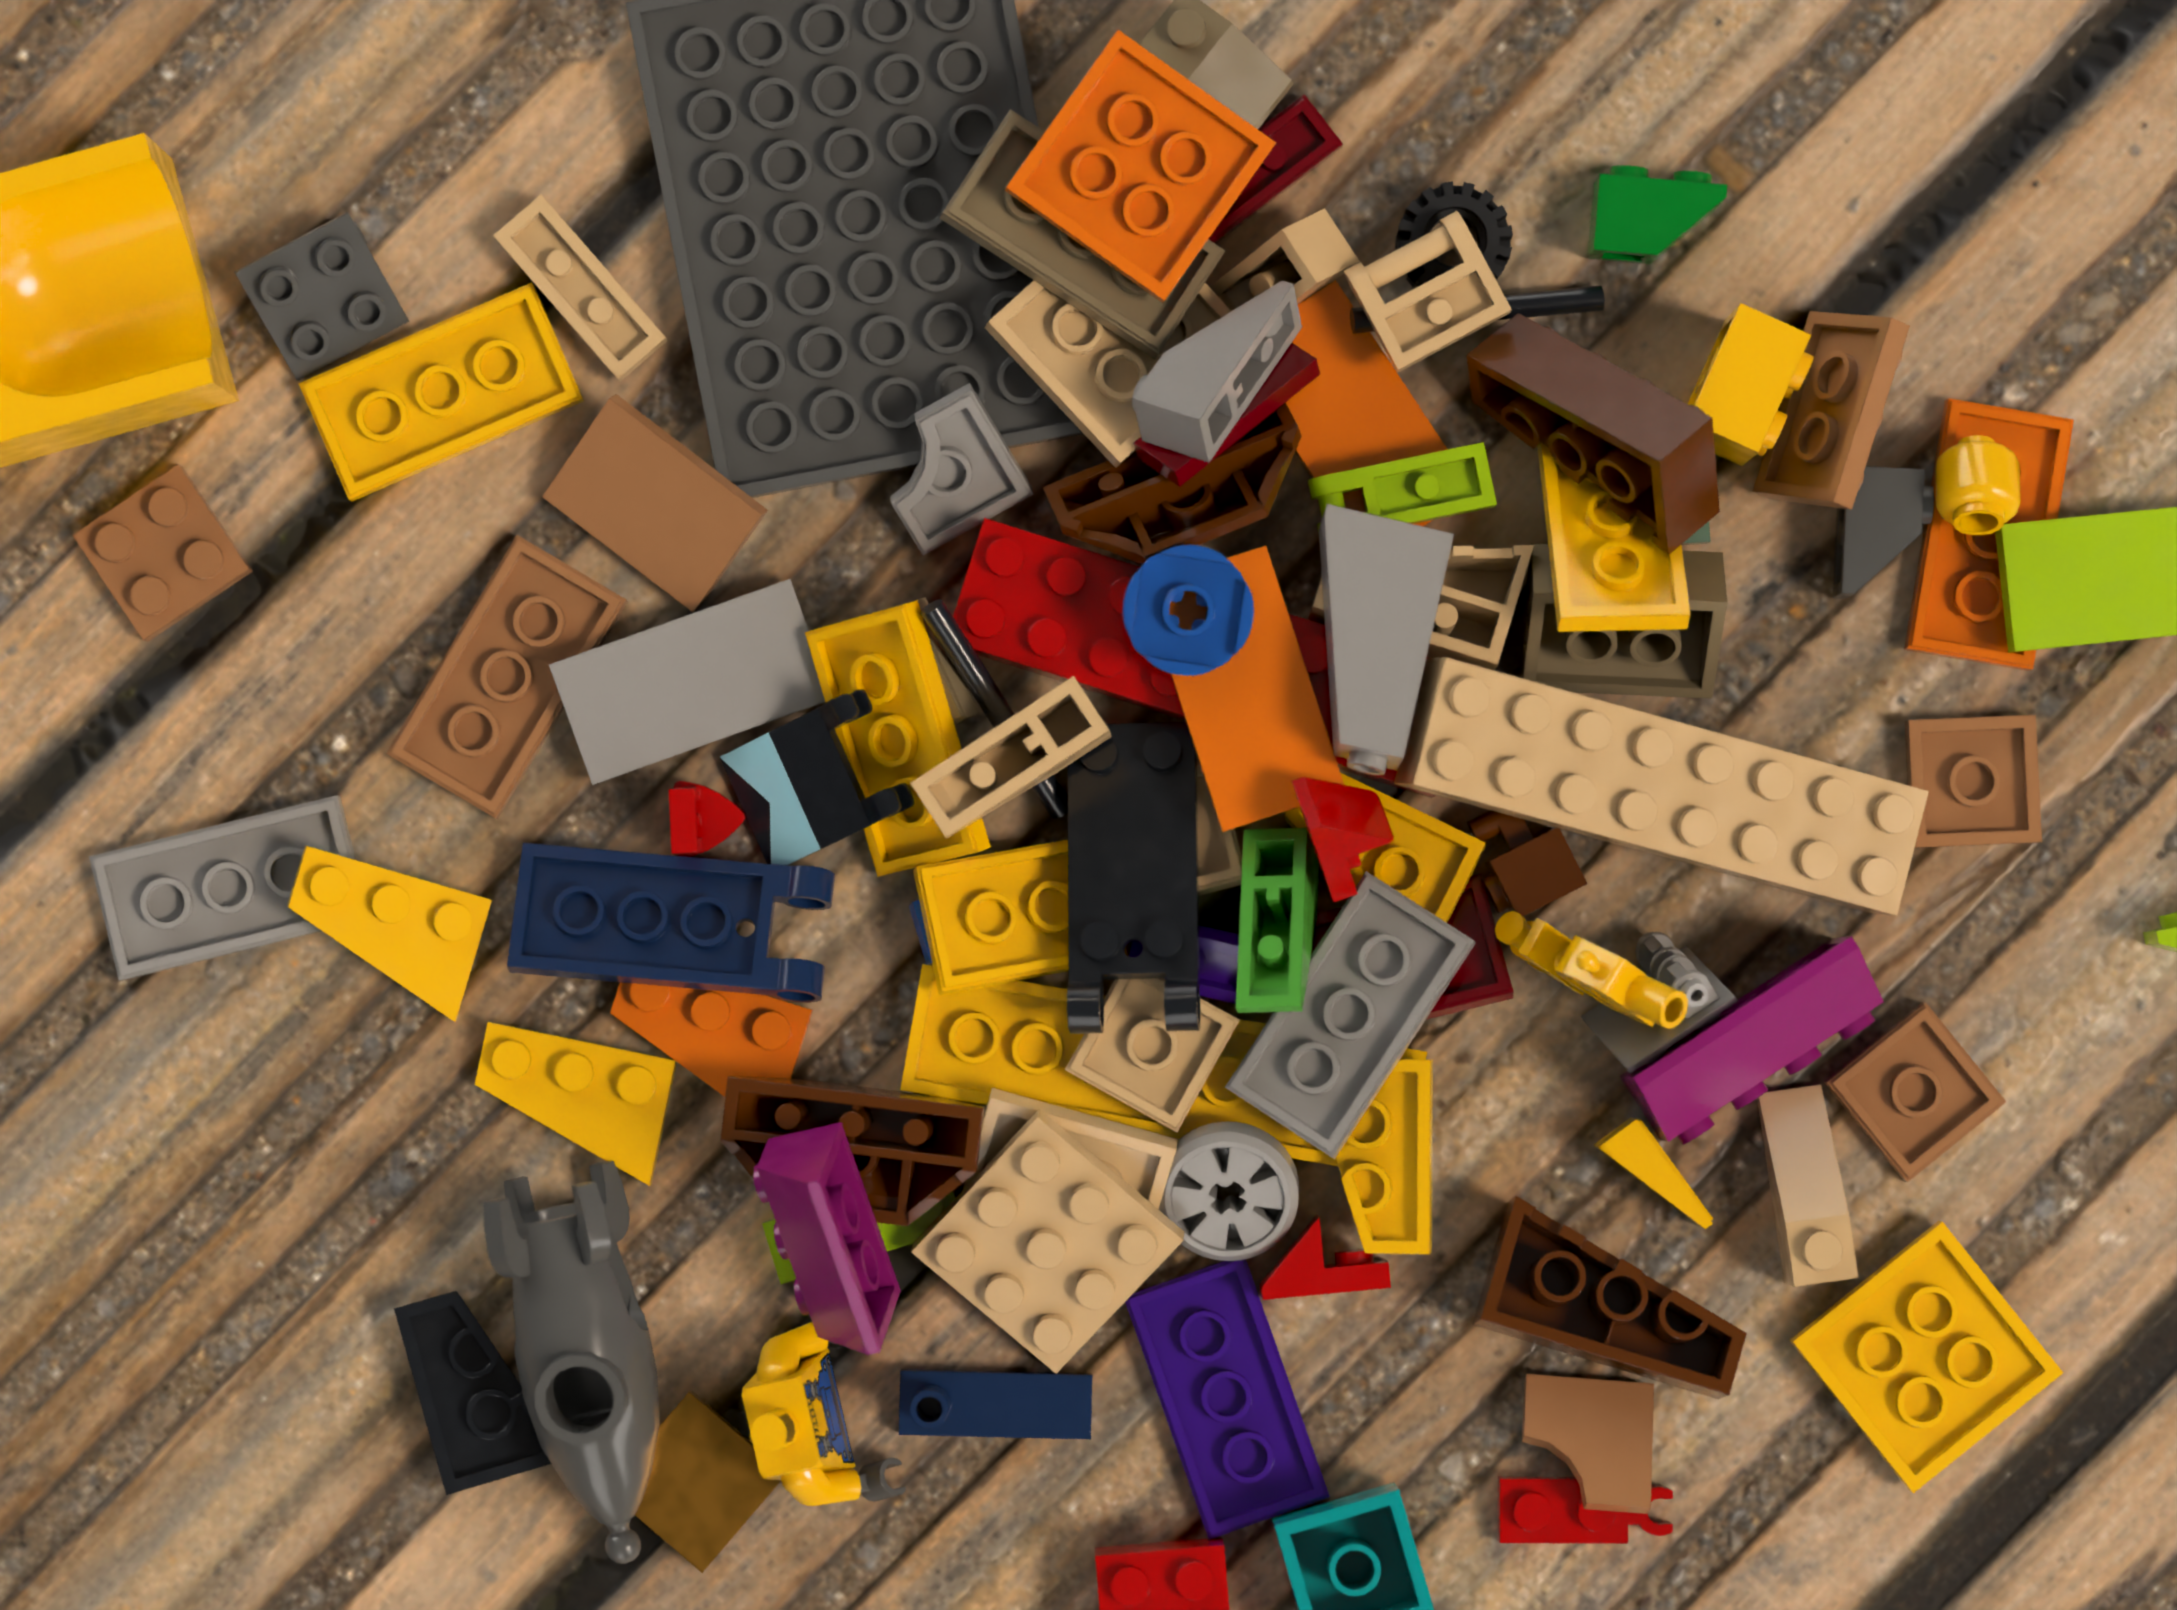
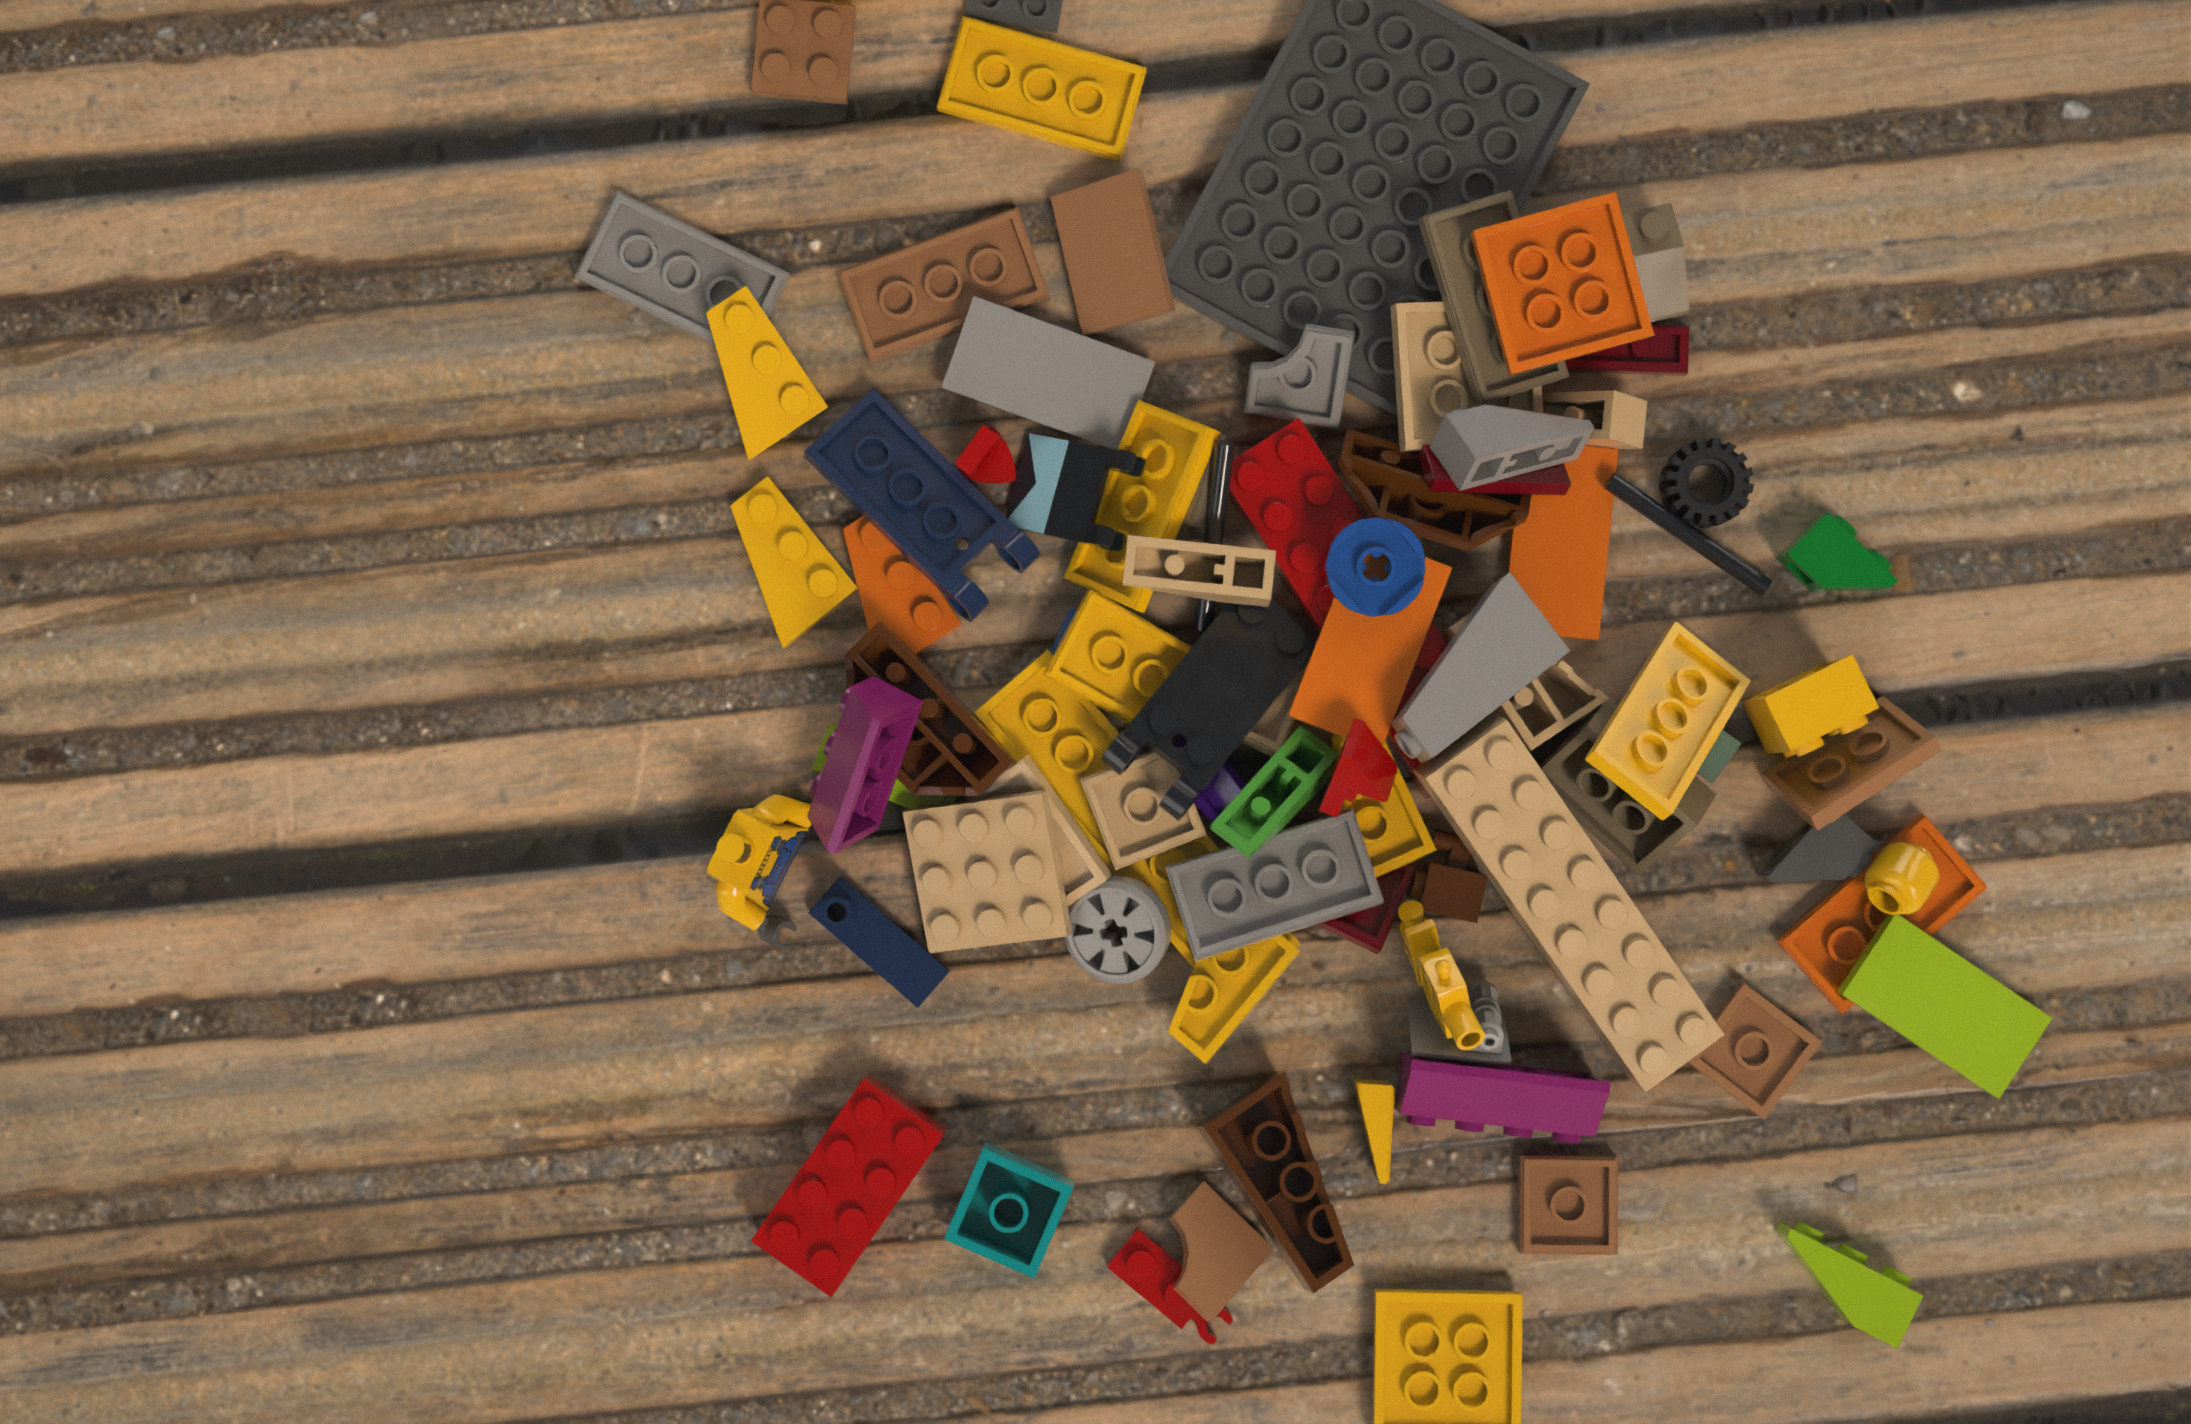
camera: 45 degrees right, 0 degrees up
(466, 1395) = (577, 686): black wing -> none
(580, 288) = (1172, 93): tan plate -> none
(581, 1344) = (666, 706): dark grey piece -> none
(701, 1482) = (666, 841): pearl gold tile -> none
(1226, 1396) = (1017, 1048): dark purple tile -> none
(1304, 1274) = (1122, 1014): red slope -> none
(1415, 486) = (1568, 608): lime plate -> none
(1437, 310) = (1665, 513): tan plate -> none
(1601, 426) = (1710, 660): reddish brown wedge -> none
(1806, 1188) = (1457, 1208): tan slope -> none

